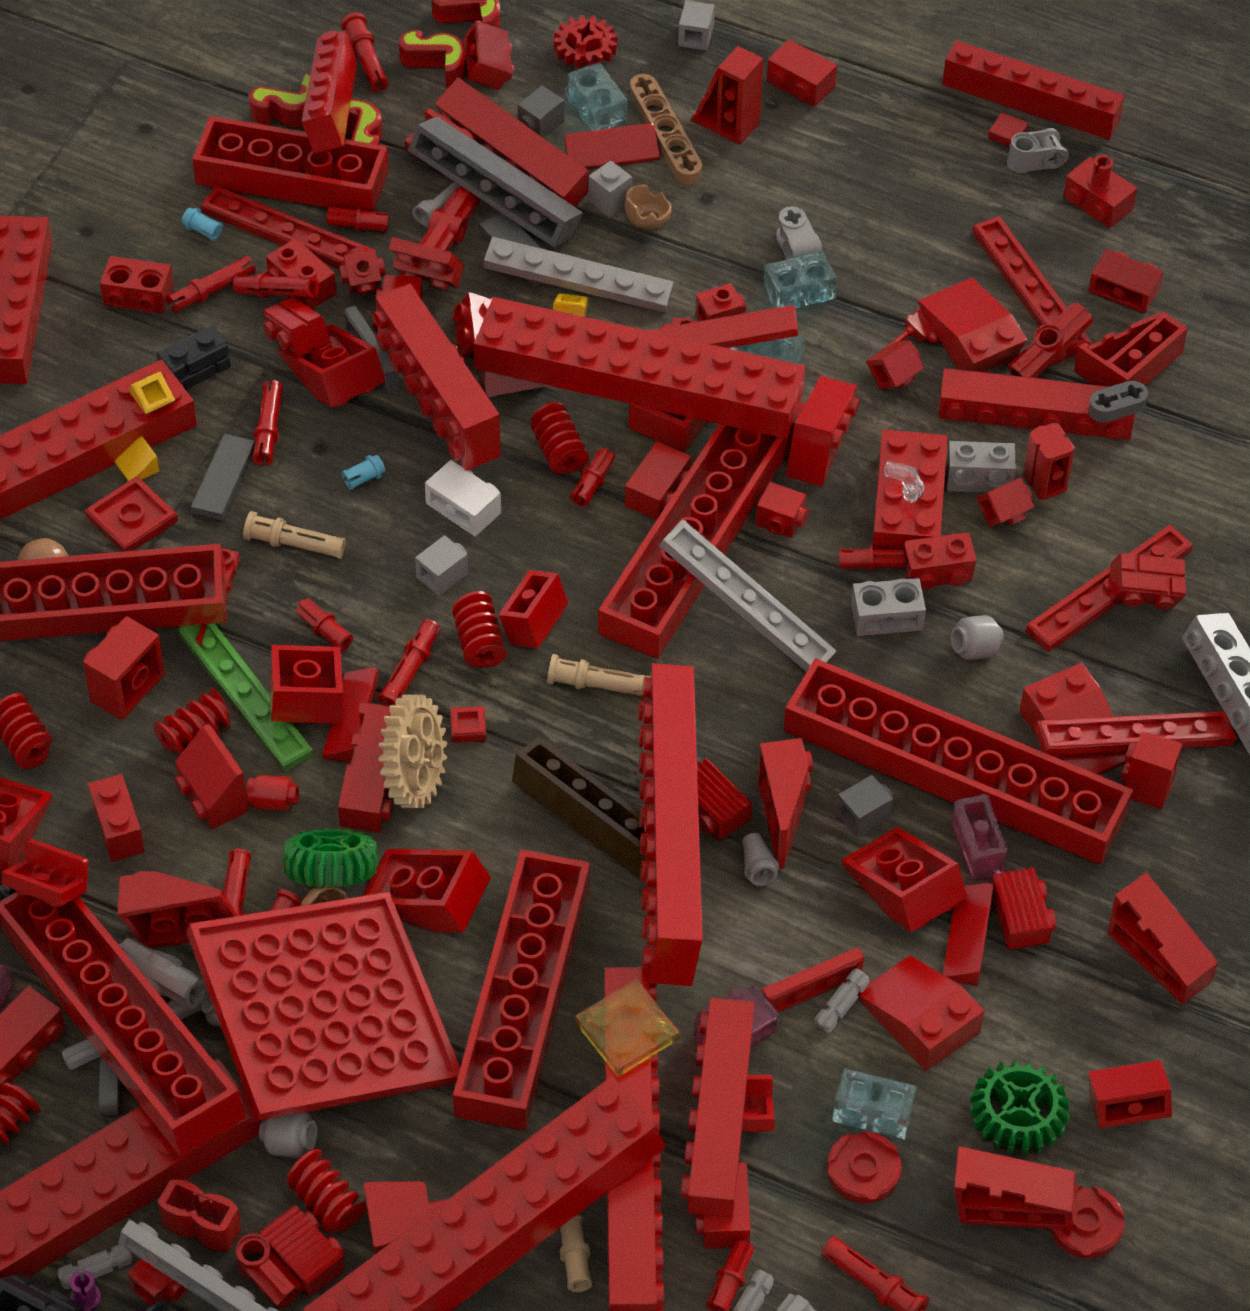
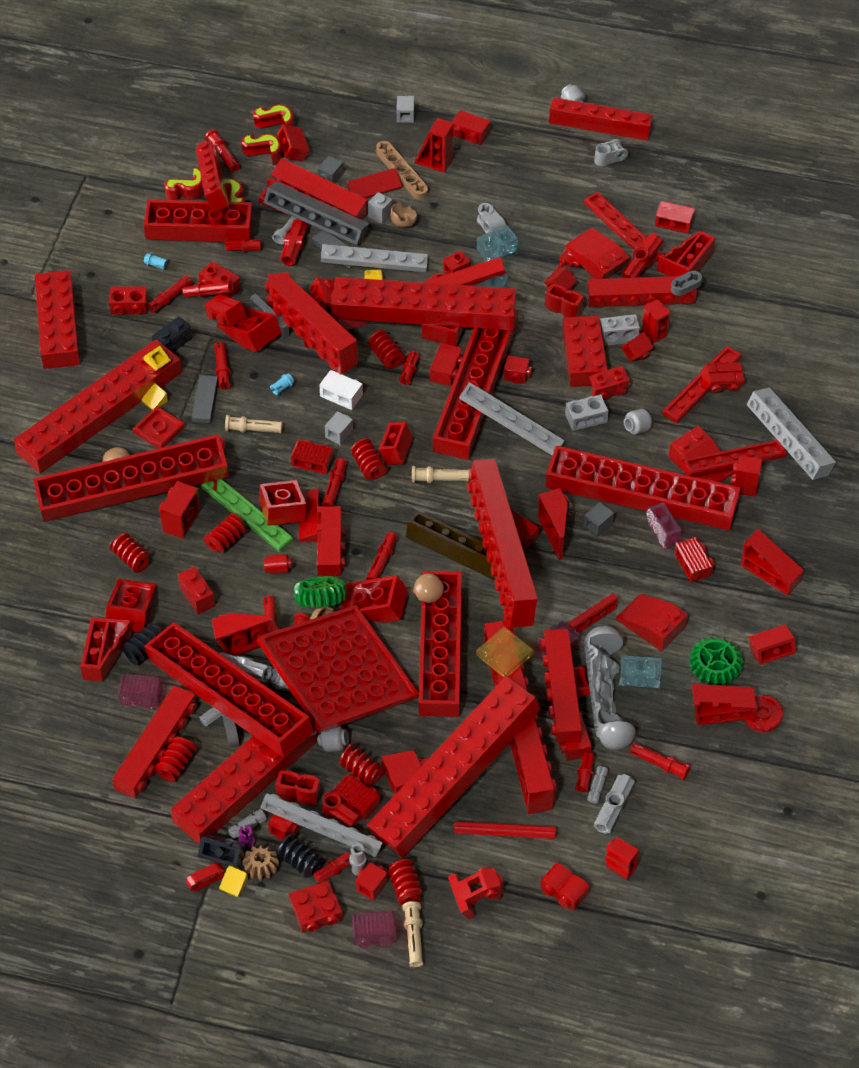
camera: 10 degrees left, 0 degrees up
(48, 874) = (172, 624): red bracket -> none
(211, 779) = (244, 561): red slope -> none
(278, 226) = (204, 257): red tile -> none
(324, 624) = (281, 469): red axle -> none
(362, 282) = (252, 279): red brick -> none
(382, 609) = (312, 456): none -> red brick
(412, 751) = (351, 528): tan gear -> none
(431, 264) = (294, 264): red plate -> none
(467, 802) = (385, 550): none -> red pin
(468, 724) = (374, 511): red tile -> none
(521, 884) = (428, 588): none -> medium nougat hair
(575, 1255) = (501, 774): tan pin -> none
(585, 42) = (345, 128): red gear -> none
(596, 97) = (360, 158): clear light blue brick -> none
(759, 863) = (548, 557): light grey cone -> none
(802, 1091) = (601, 670): none -> light grey piece
(821, 429) = (528, 323): red wedge -> none
(842, 1000) = (612, 617): light grey axle -> none
(864, 1167) = (641, 705): red tile -> none
(868, 558) = (570, 388): red axle -> none
(892, 400) = (563, 301): none -> red brick
(907, 878) = (630, 553): red slope -> none
(909, 476) = (584, 340): clear arm -> none
(968, 935) = (668, 576): red slope -> none
(994, 39) = (573, 93): none -> light grey head
(1005, 128) = (590, 142): red tile -> none
(1100, 190) = (649, 169): red brick -> none

